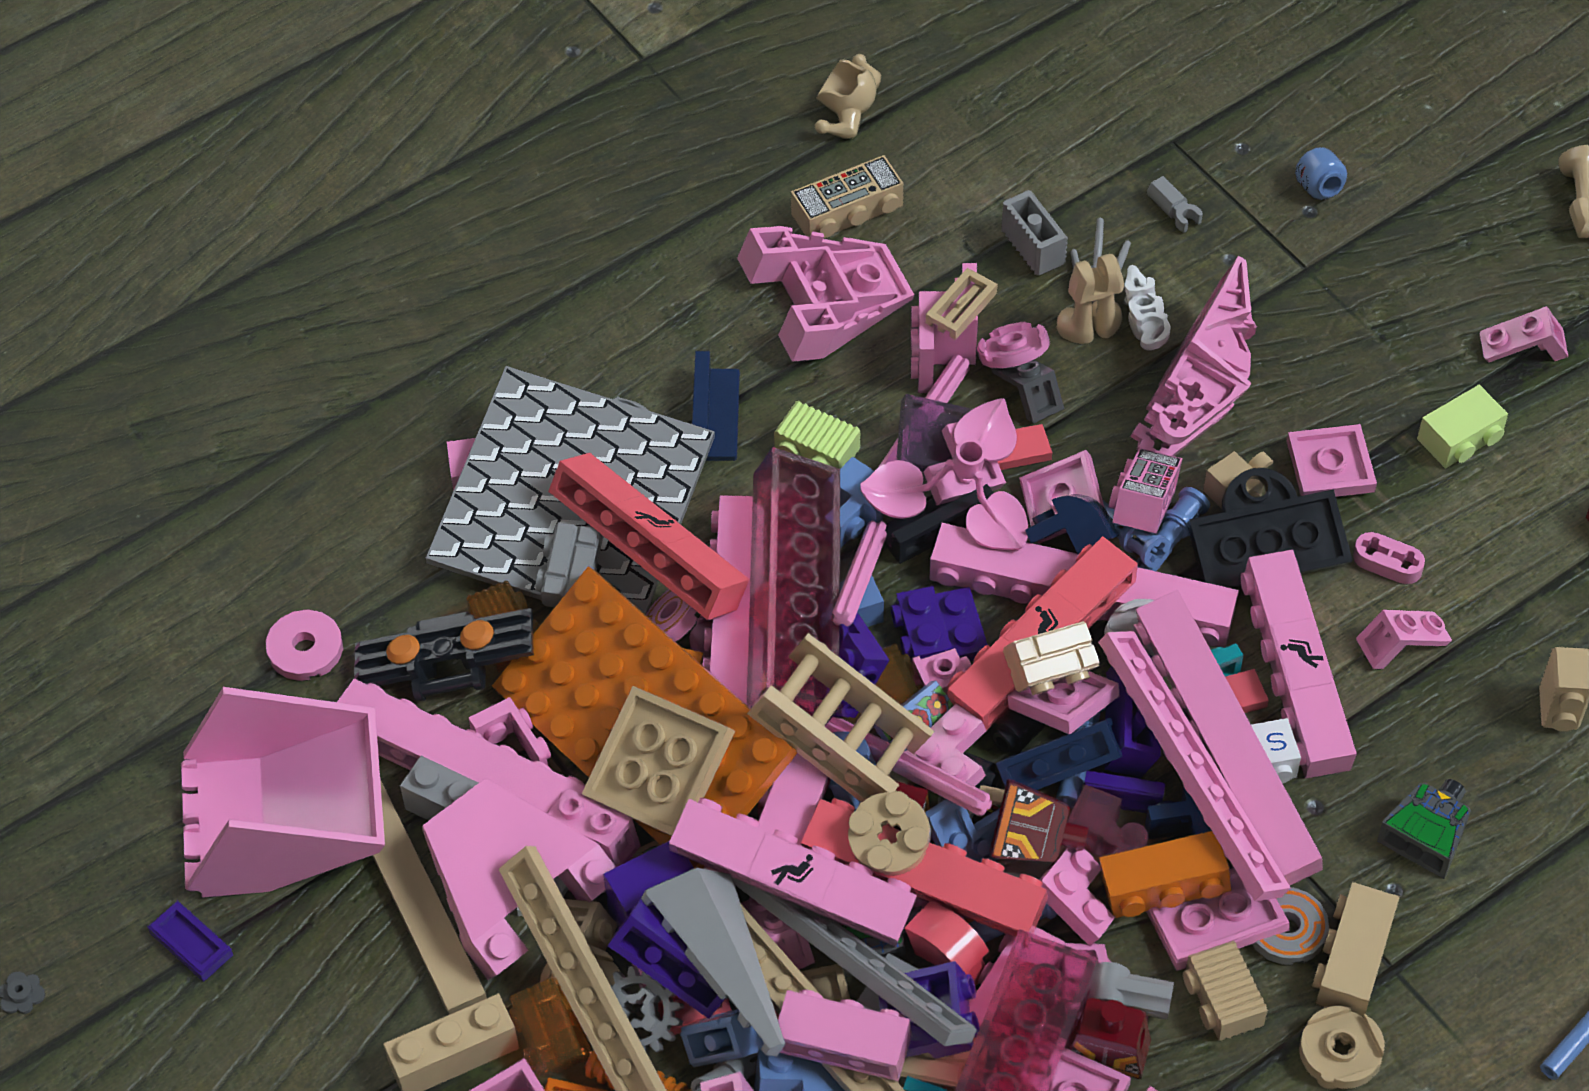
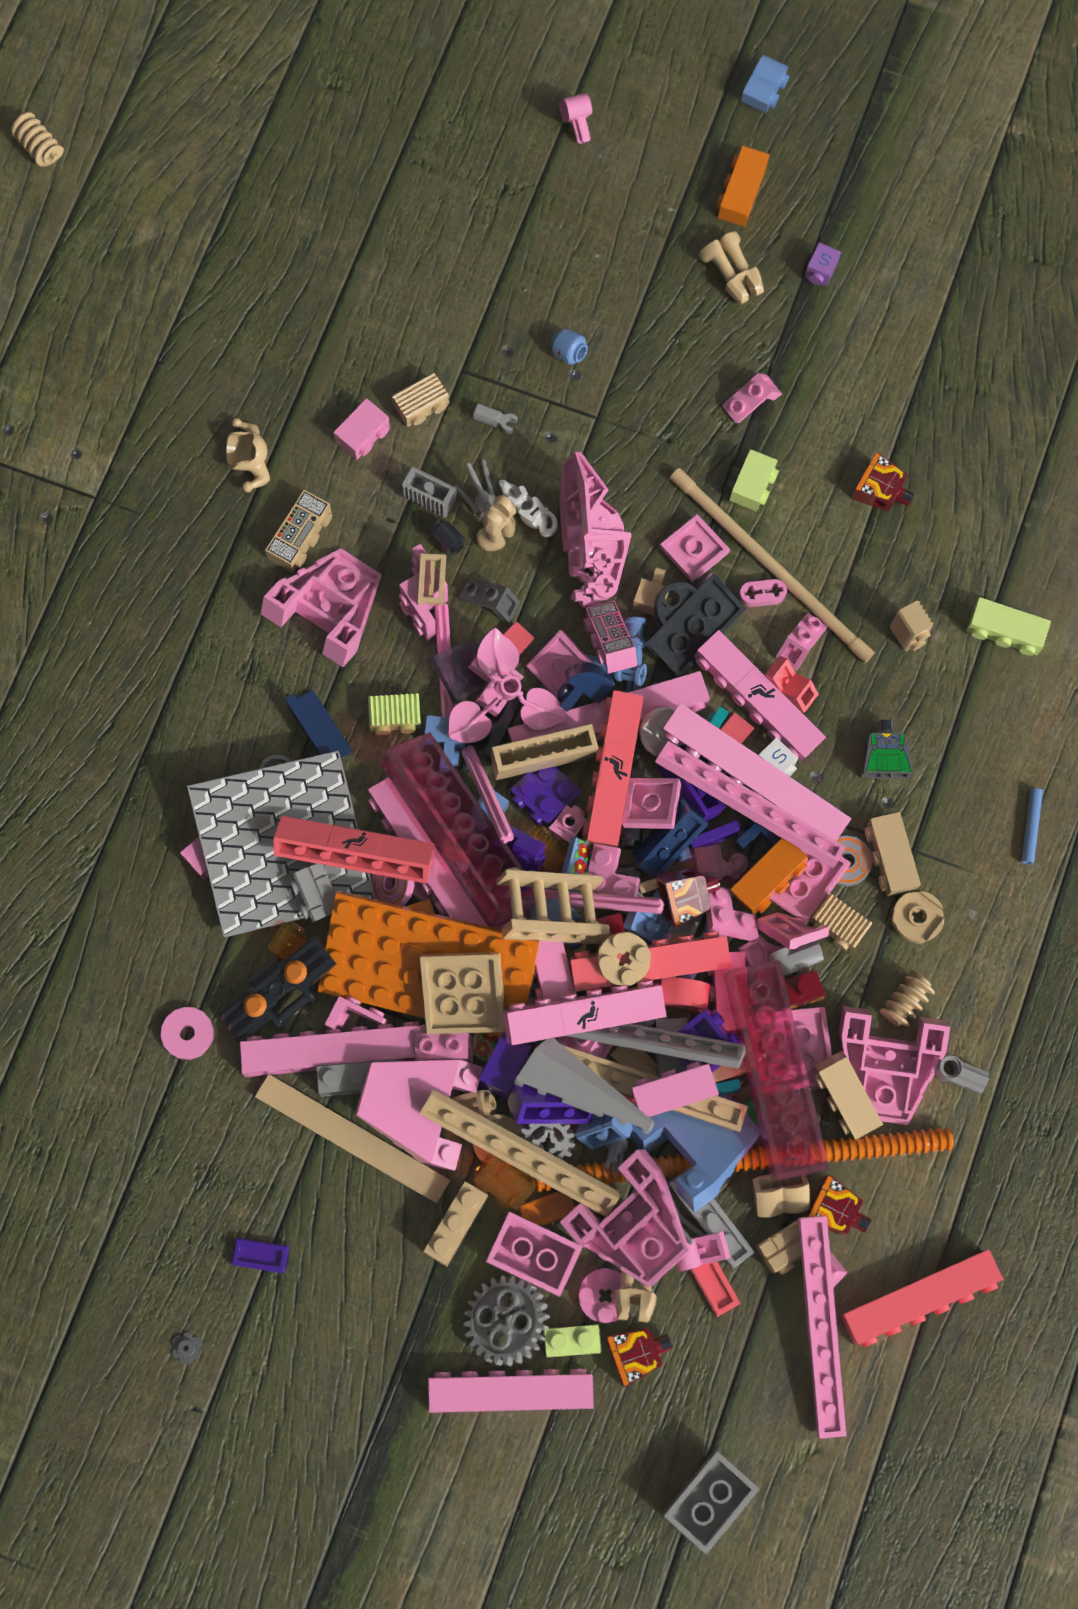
camera: 40 degrees left, 20 degrees up
(279, 792) = (254, 1142): bright pink windscreen -> none
(964, 564) = (543, 752): none -> tan brick
(1001, 135) = (362, 429): none -> bright pink brick
(1013, 345) = (467, 579): bright pink tile -> none
(1021, 292) = (447, 537): none -> black brick
(1051, 657) = (636, 788): brick -> none
(1095, 140) = (420, 400): none -> tan brick
(1146, 954) = (789, 930): none -> bright pink wing
(1354, 678) = (793, 686): none -> coral brick
(1475, 677) = (854, 643): none -> tan piece

